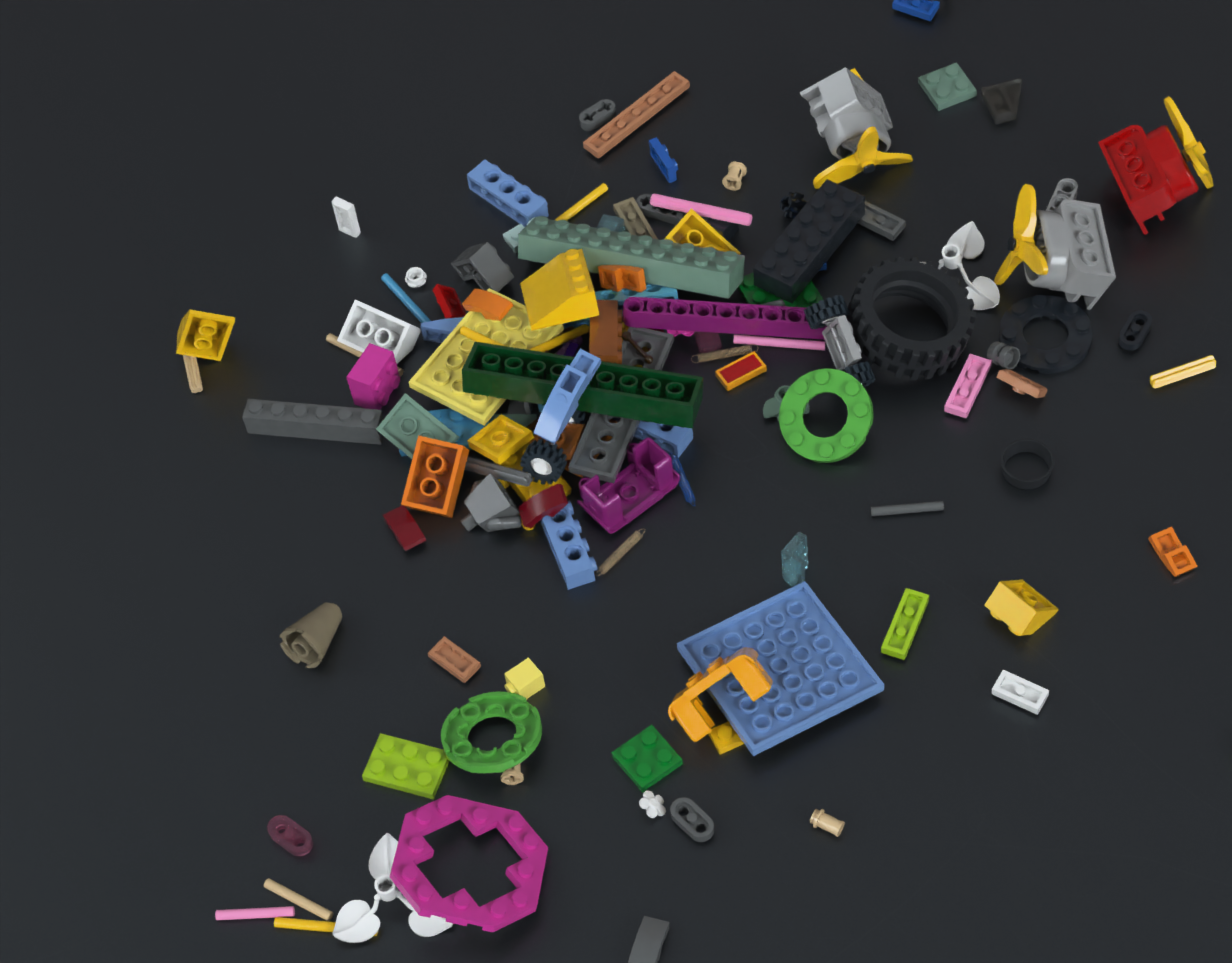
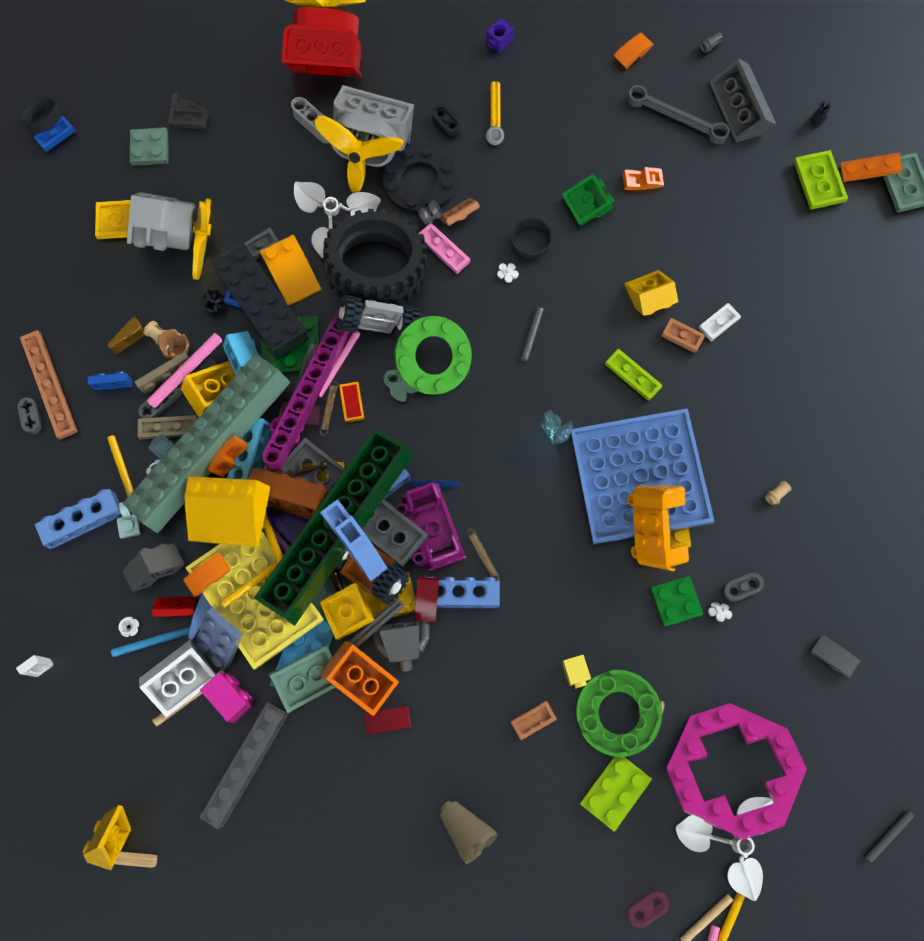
camera: 75 degrees left, 20 degrees up
(426, 343) = (218, 639): none -> sand blue plate
(680, 190) = (161, 374): none -> dark tan plate
(718, 153) = (127, 336): none -> pearl gold slope
(727, 192) = (173, 343): none -> medium nougat hair
(752, 245) = (239, 349): none -> medium azure brick
(864, 248) = (290, 270): none -> light orange slope
(973, 459) = (507, 272): none -> white plant
(982, 659) = (683, 335): none -> nougat plate
(1109, 502) = (588, 199): none -> green plate
(1142, 383) = (495, 135): none -> light grey plate

